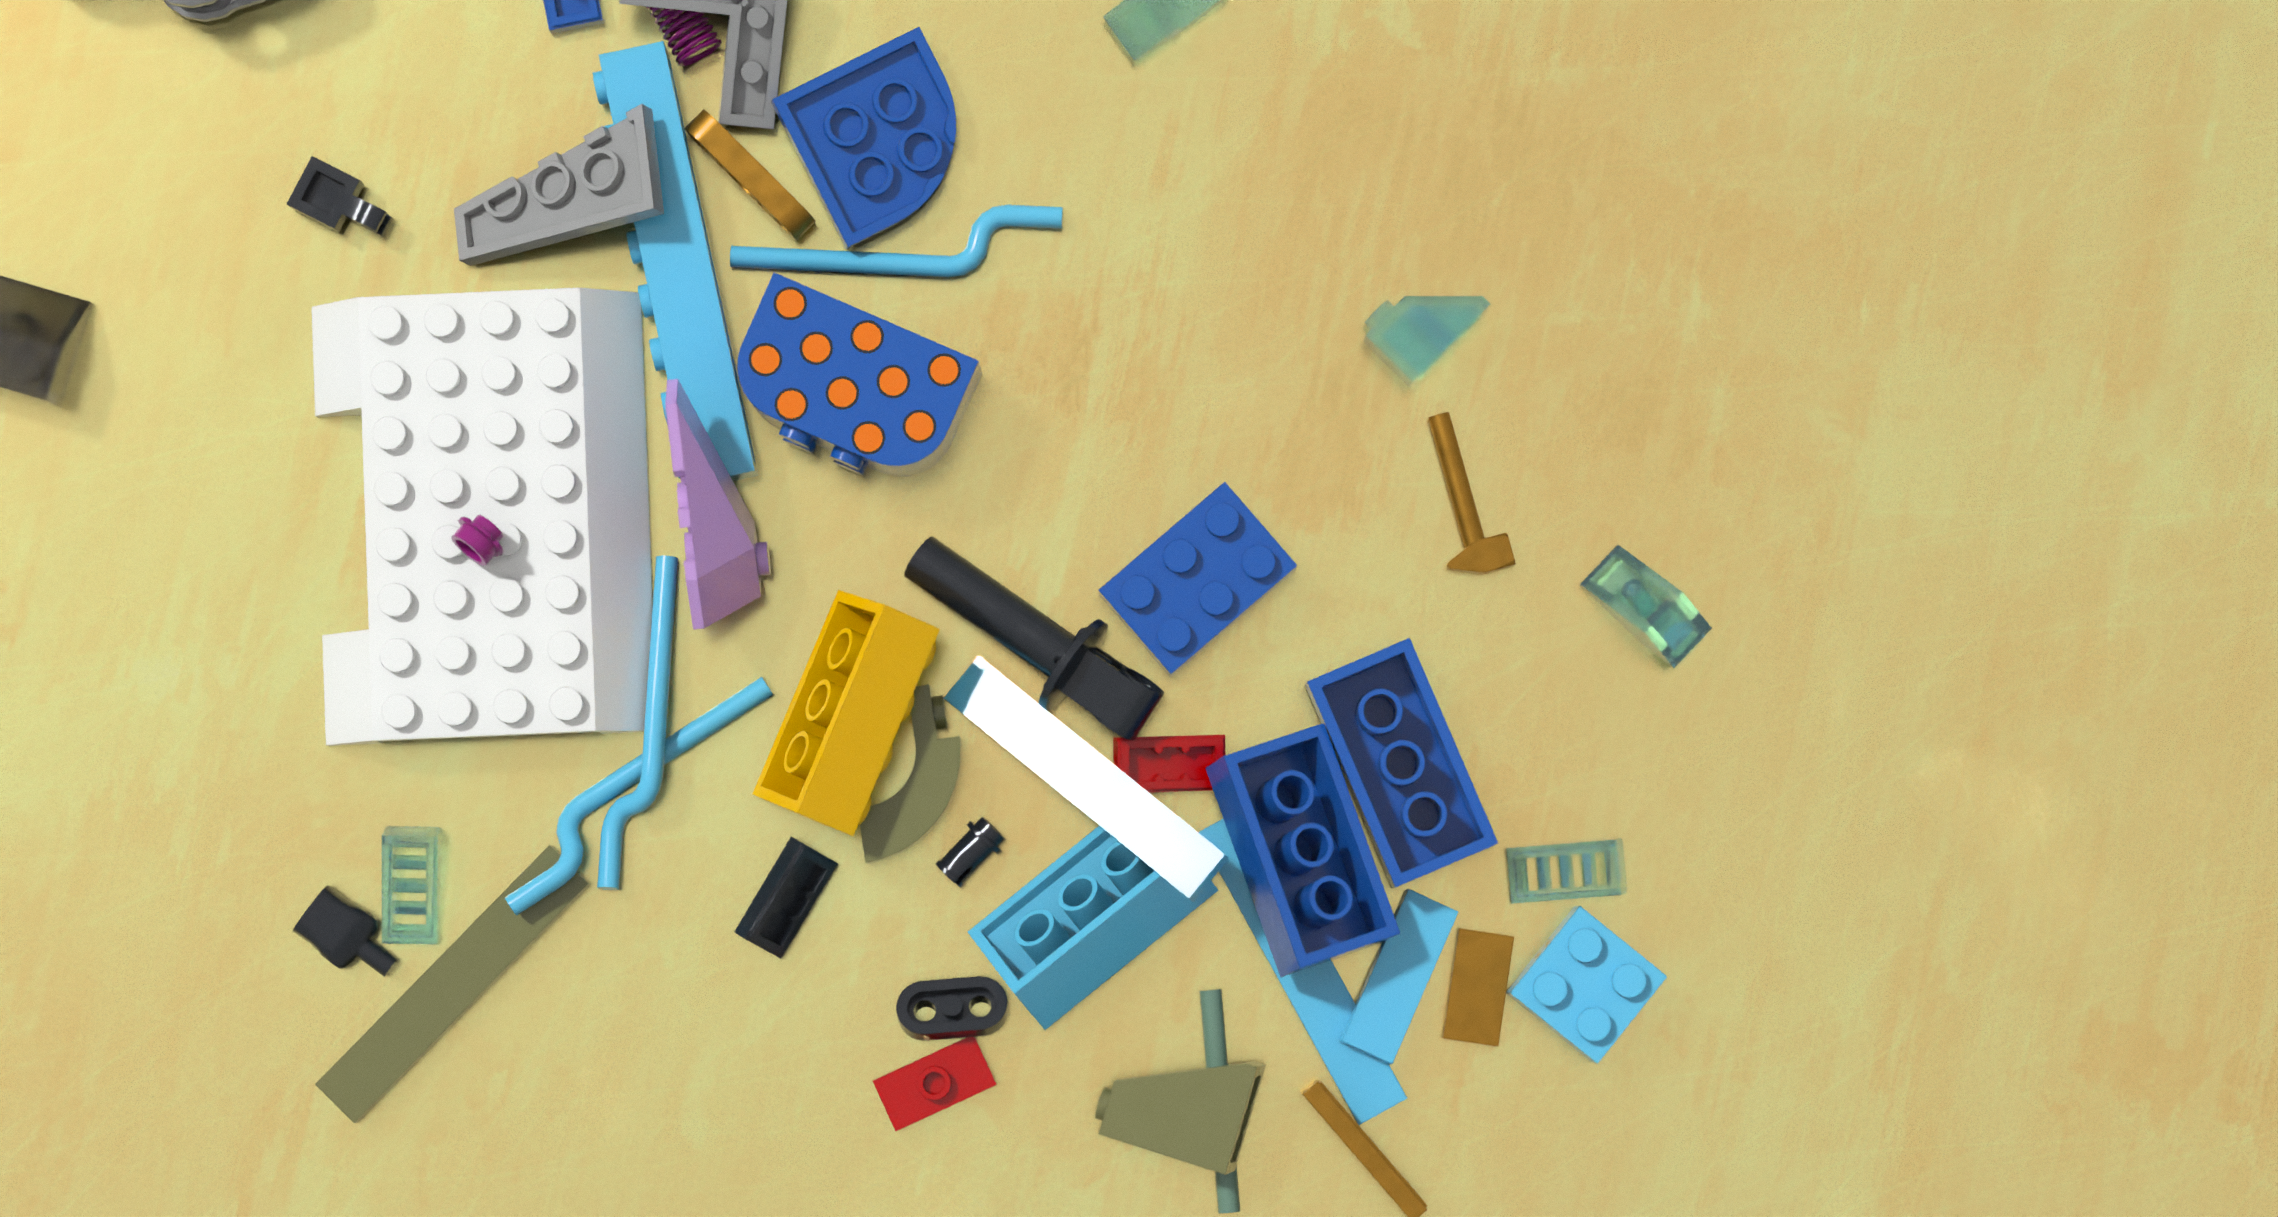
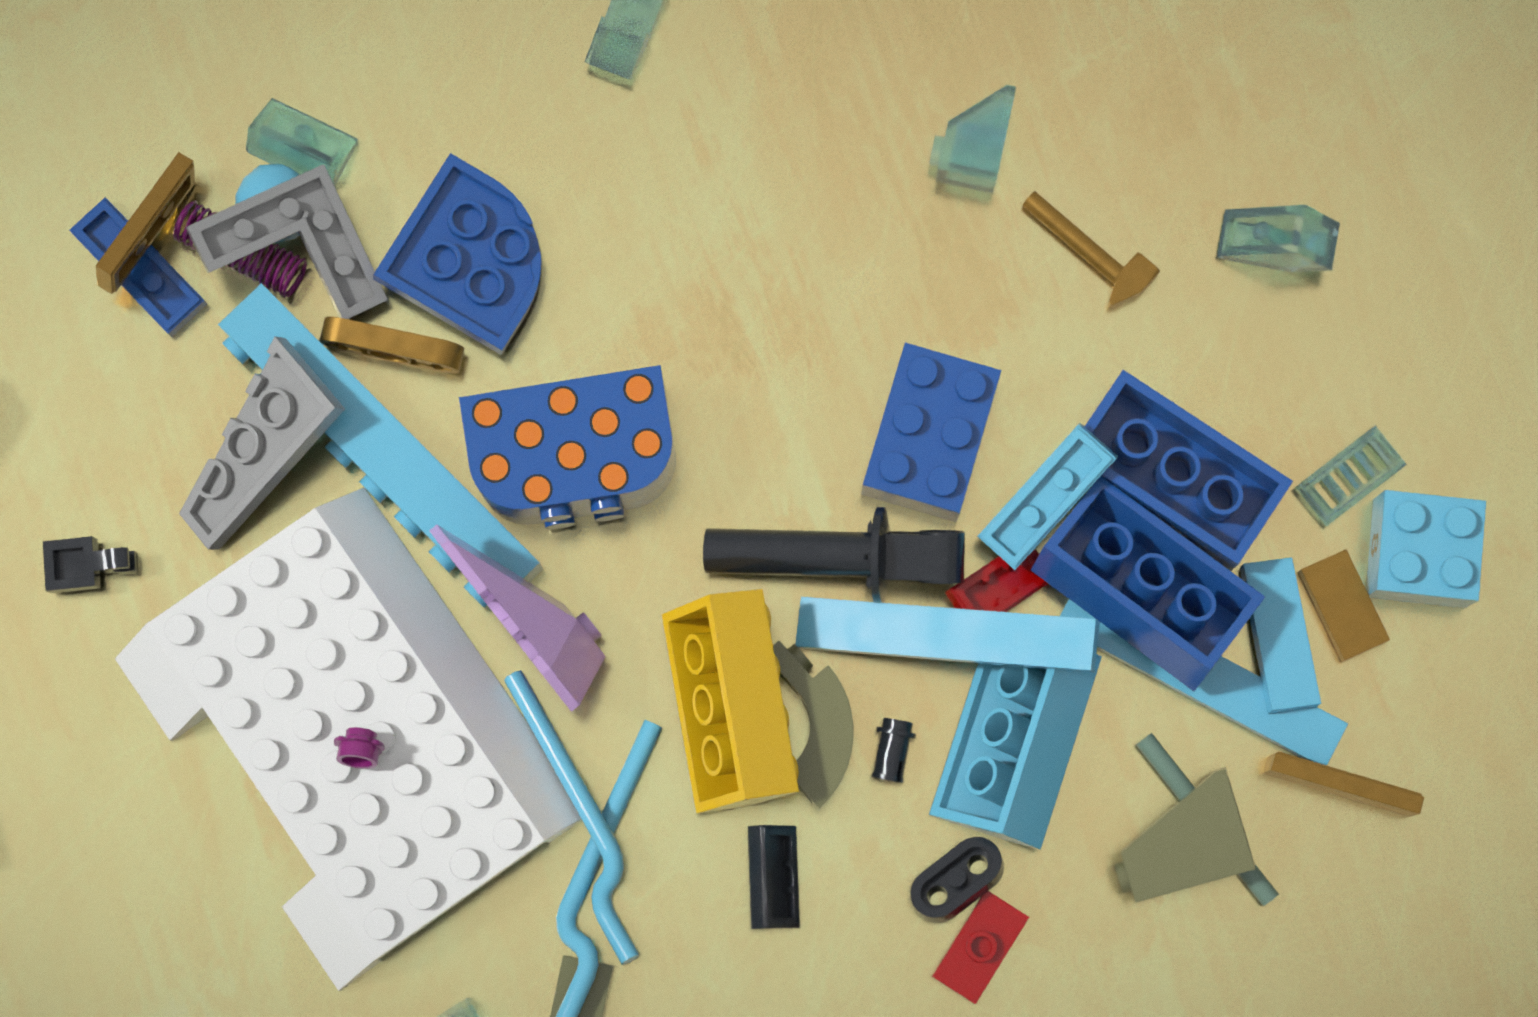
camera: 30 degrees left, 5 degrees down
(897, 262) = (549, 340): medium azure piece -> none
(1262, 710) = (1047, 496): none -> medium azure tile

